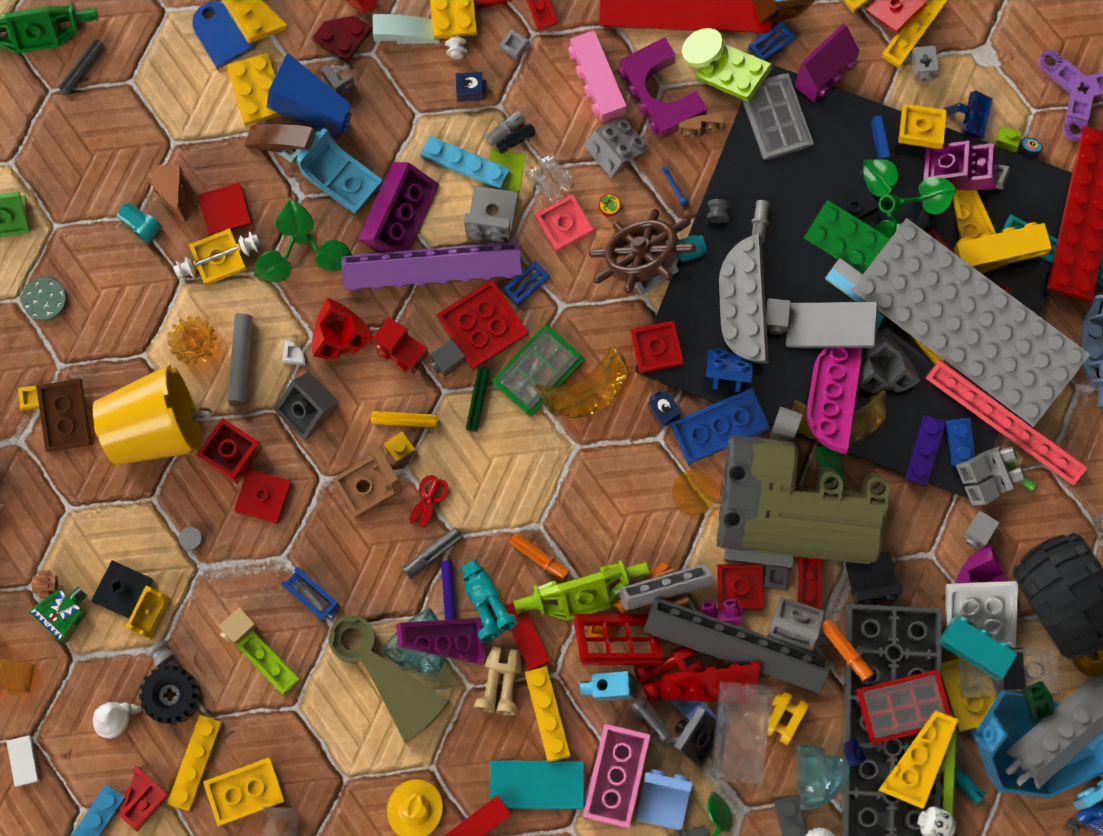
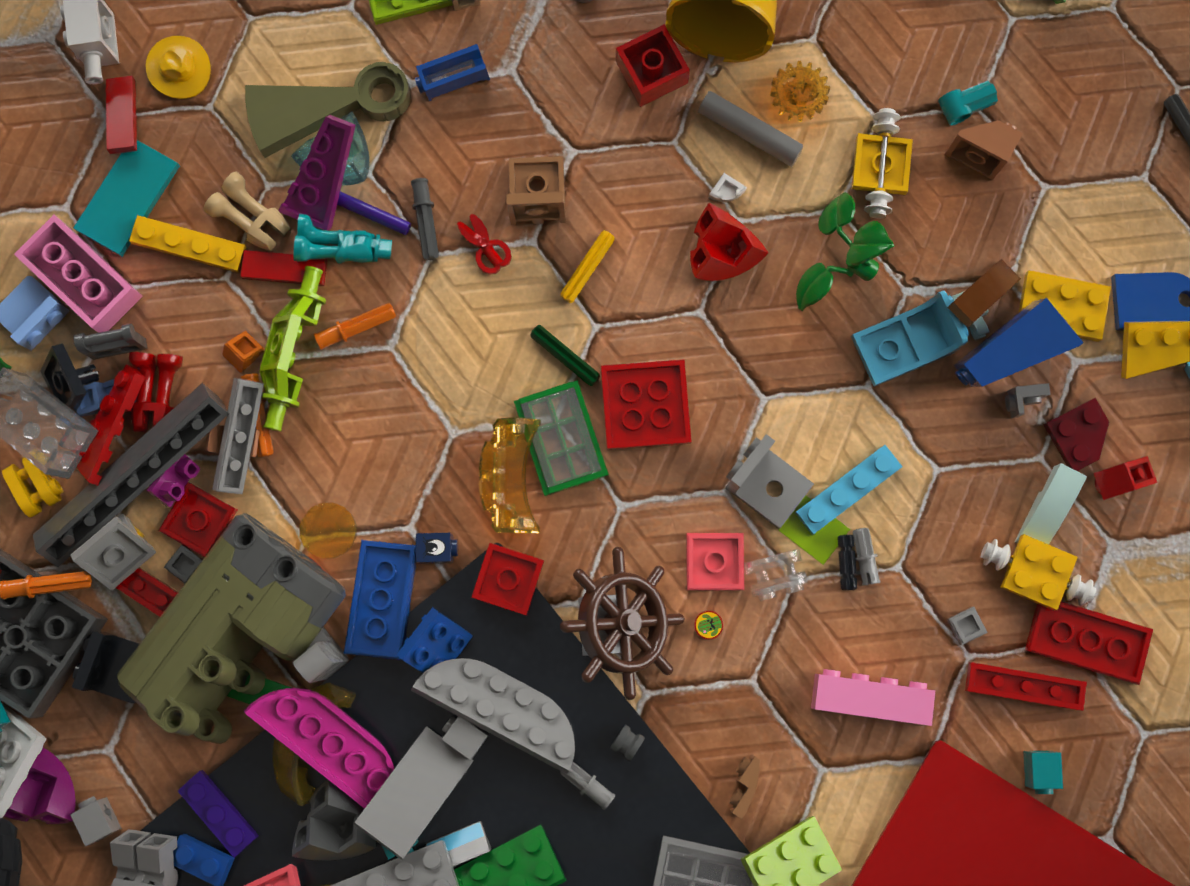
camera: 120 degrees right, 5 degrees up
(224, 209) = (935, 200): red tile -> none
(262, 496) = (587, 80): red plate -> none
(306, 405) = (660, 172): dark grey slope -> none
(395, 344) = (670, 300): red brick -> none
(398, 209) = (829, 383): magenta slope -> none
(399, 447) = (560, 246): yellow plate -> none
(431, 265) = (743, 384): medium lavender brick -> none
(447, 358) = (628, 344): dark grey brick -> none
(470, 86) = (938, 544): dark blue brick -> none
(513, 296) = (673, 503): blue tile -> none
(609, 658) = (189, 339): red piece -> none
(615, 145) = (775, 673): light grey bracket -> none
(620, 686) = (171, 320): medium azure torso -> none
(637, 69) = (855, 749): magenta arch -> none
(683, 201) = (666, 713): blue hinge -> none
(700, 244) = (602, 687): teal brick -> none
(703, 47) = (841, 846): yellowish green tile -> none

